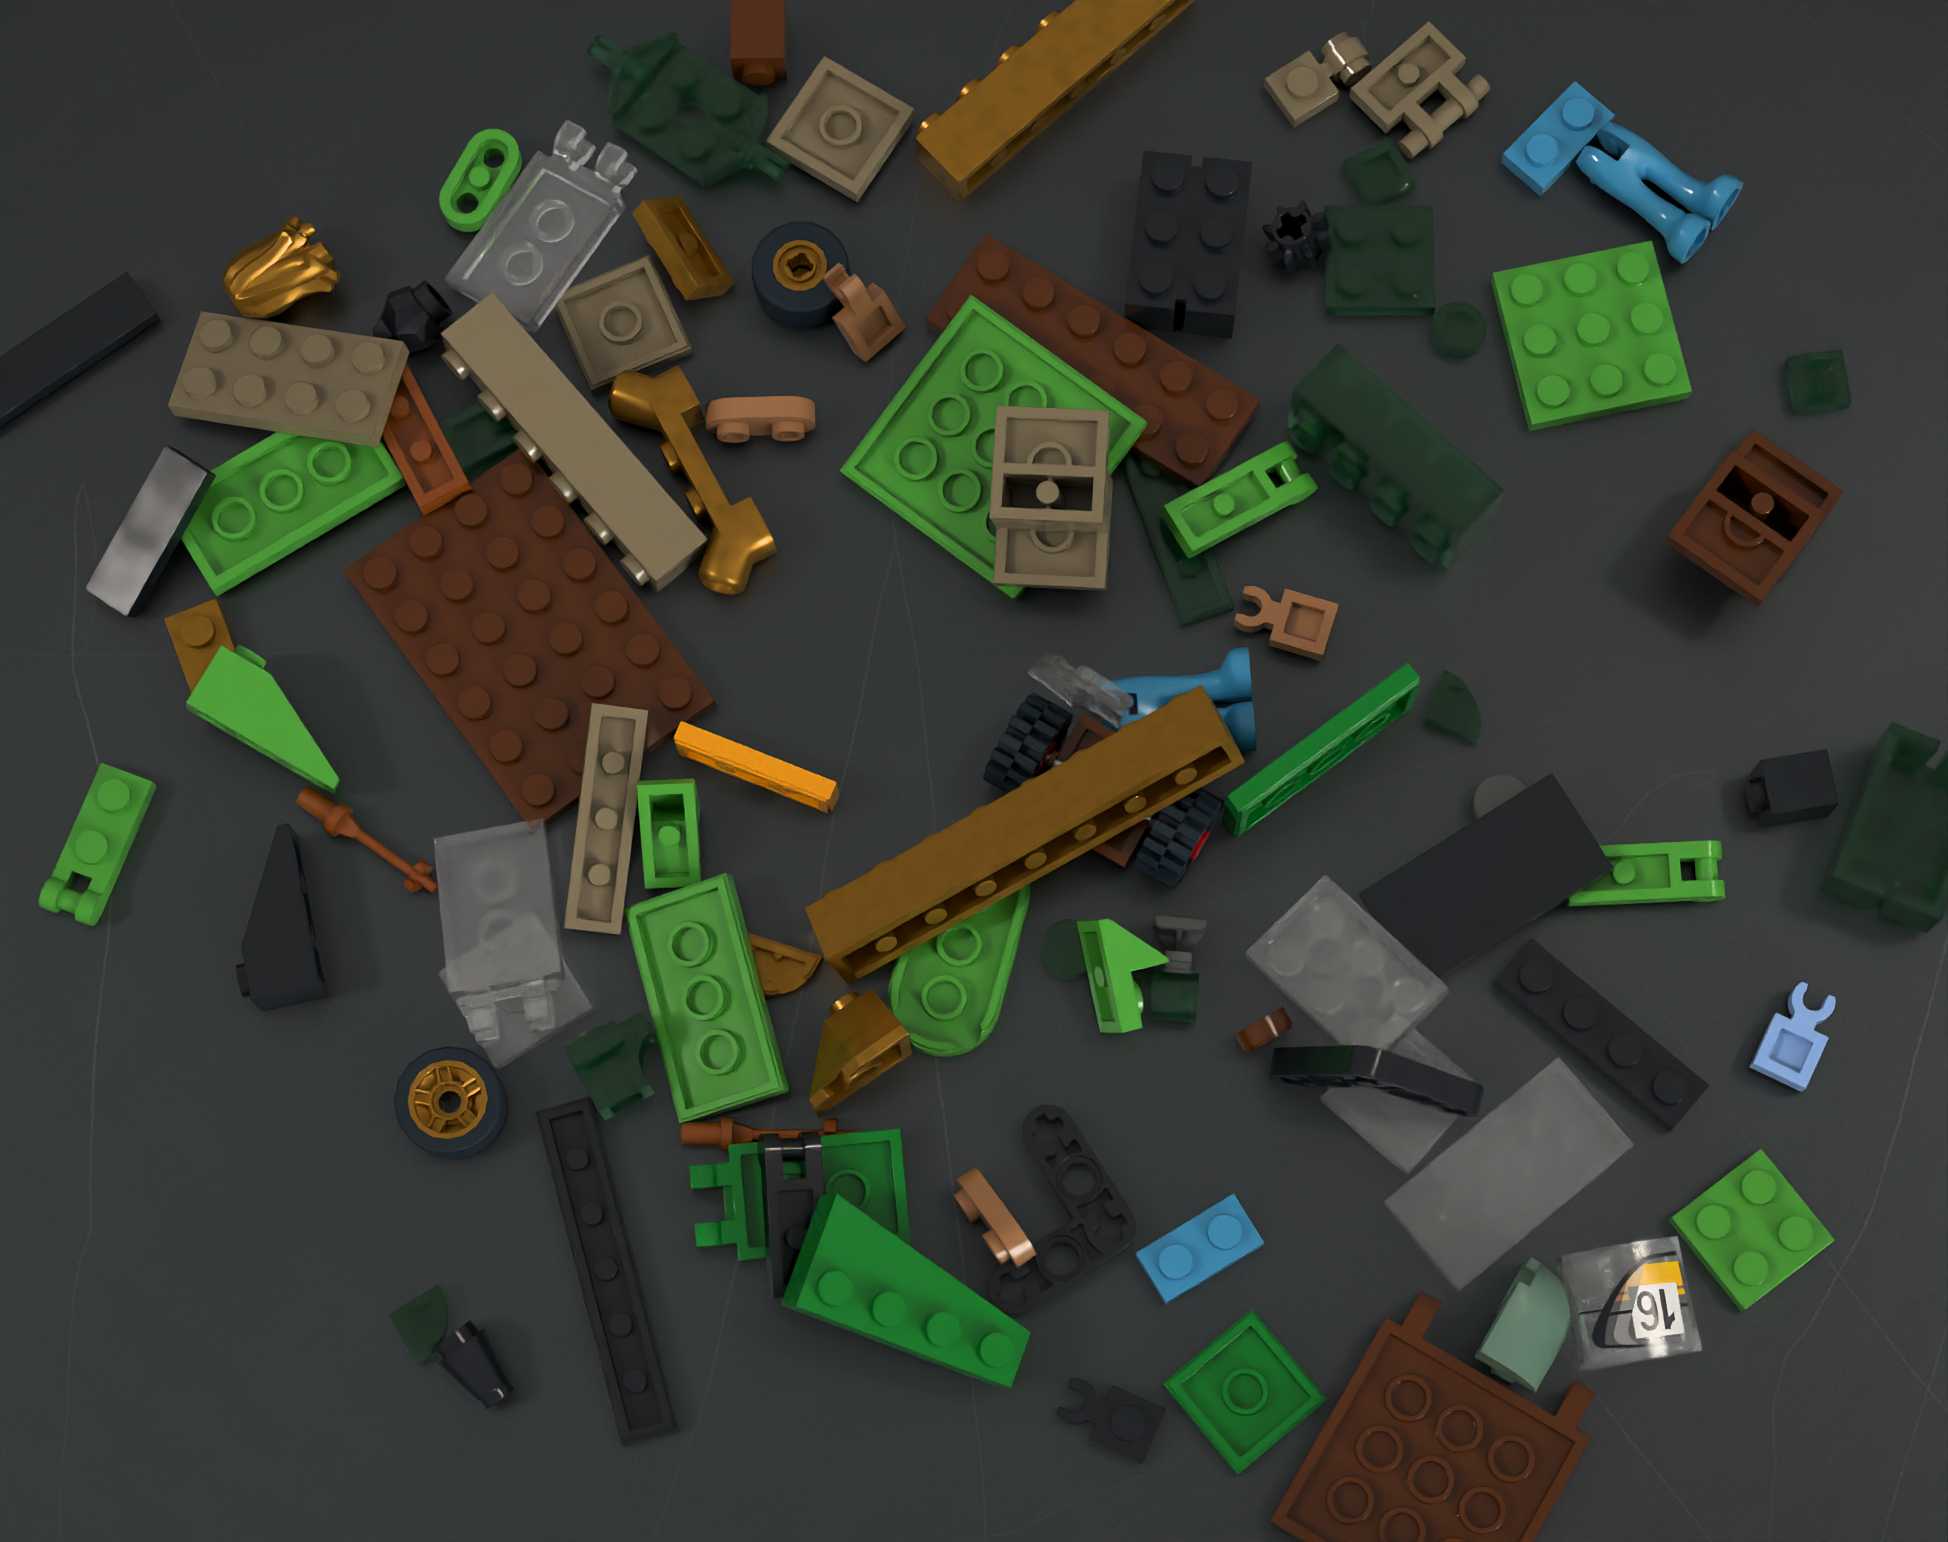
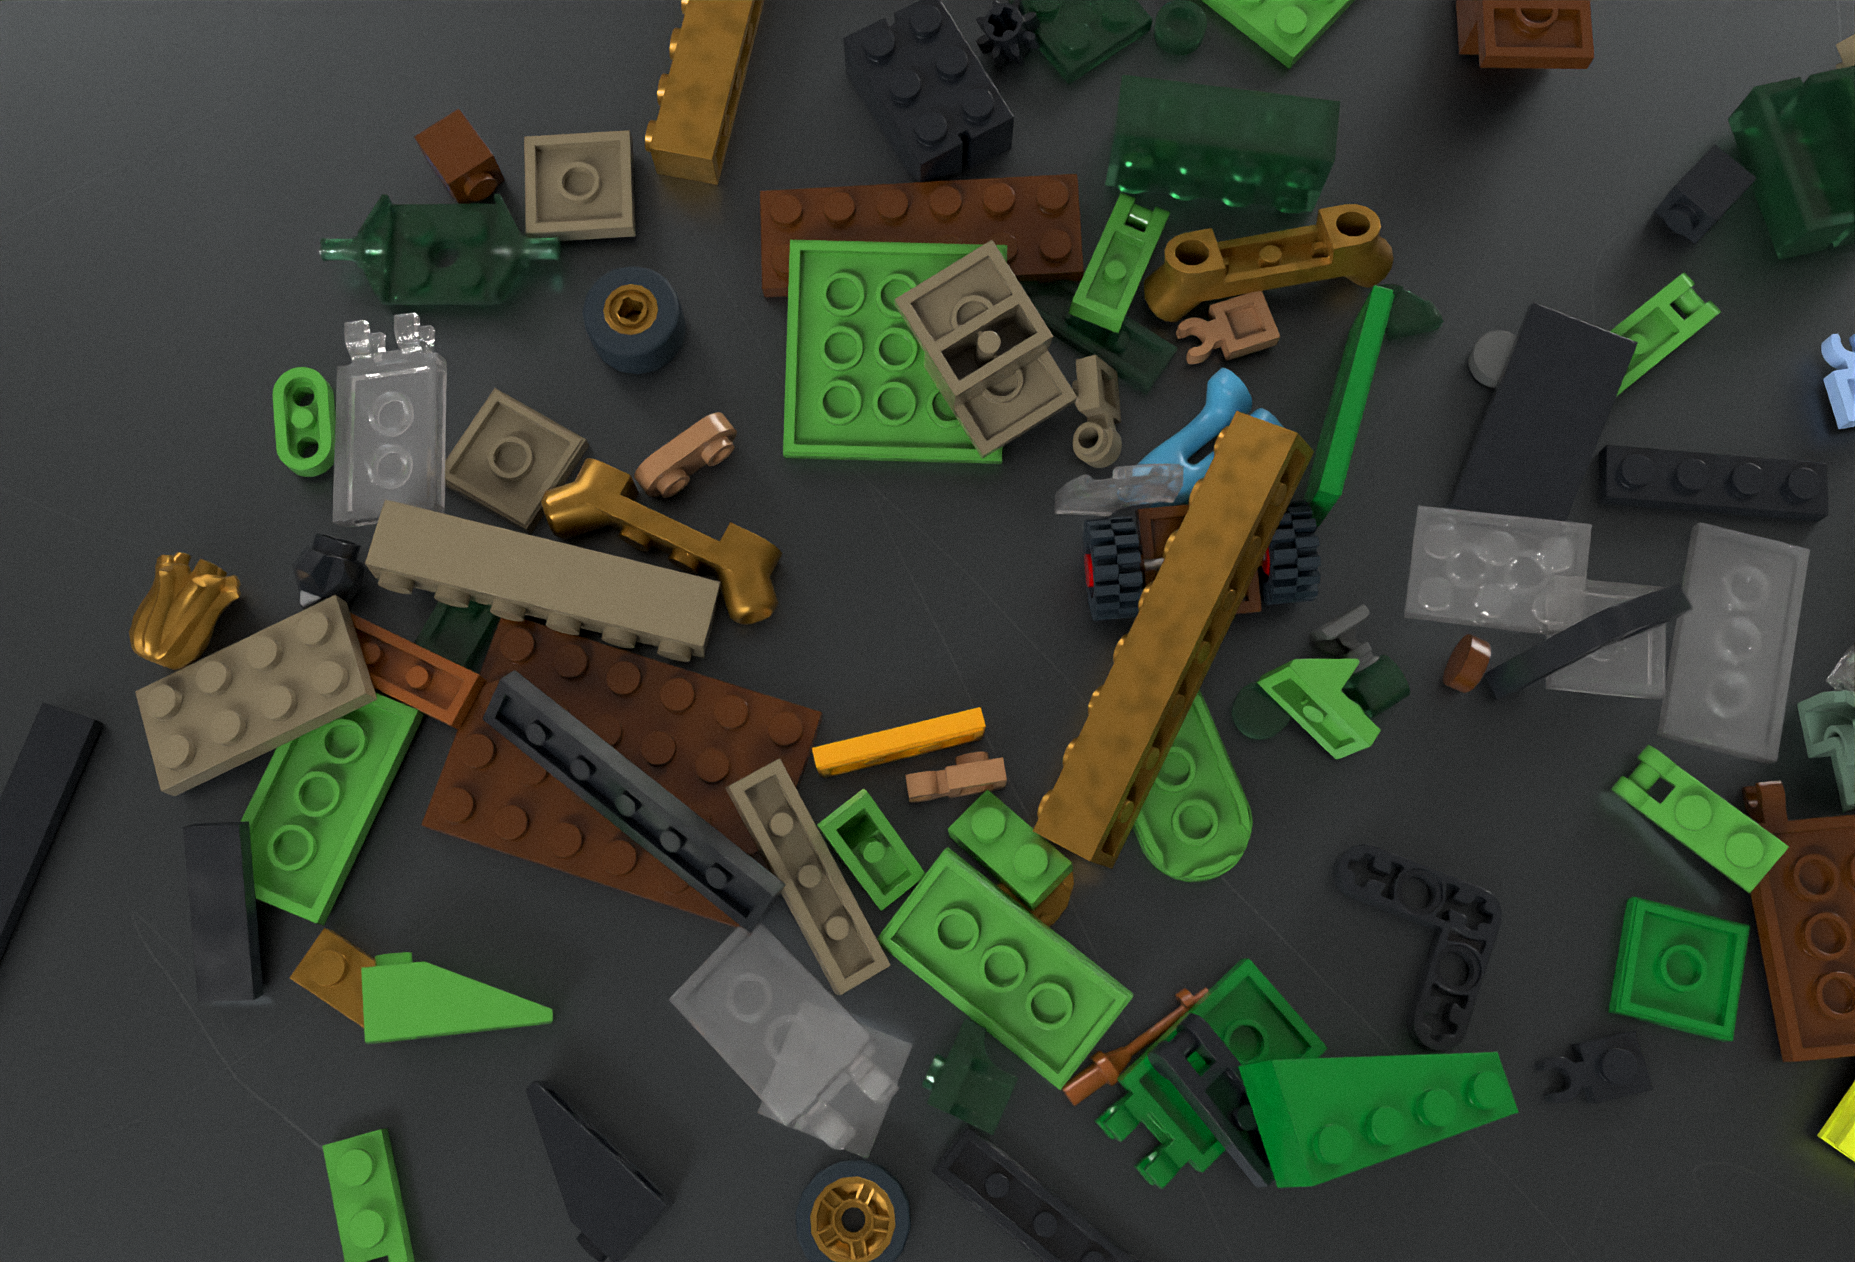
camera: 40 degrees left, 0 degrees up
(339, 820) = (574, 1042): dark orange piece -> none
(513, 664) = (633, 801): none -> black plate
(683, 248) = (519, 363): pearl gold plate -> none
(778, 913) = (1010, 850): none -> bright green plate
(792, 833) = (970, 775): none -> medium nougat plate
(855, 1048) = (1162, 916): pearl gold slope -> none
(867, 315) = (715, 315): medium nougat plate -> none
(981, 1202) = (1407, 984): medium nougat plate -> none
(1131, 604) = (1099, 400): none -> dark tan plate
(1199, 1249) = (1552, 878): dark azure plate -> none
(1351, 1286) = (1701, 820): none -> bright green plate
(1424, 611) = (1203, 270): none -> pearl gold plate

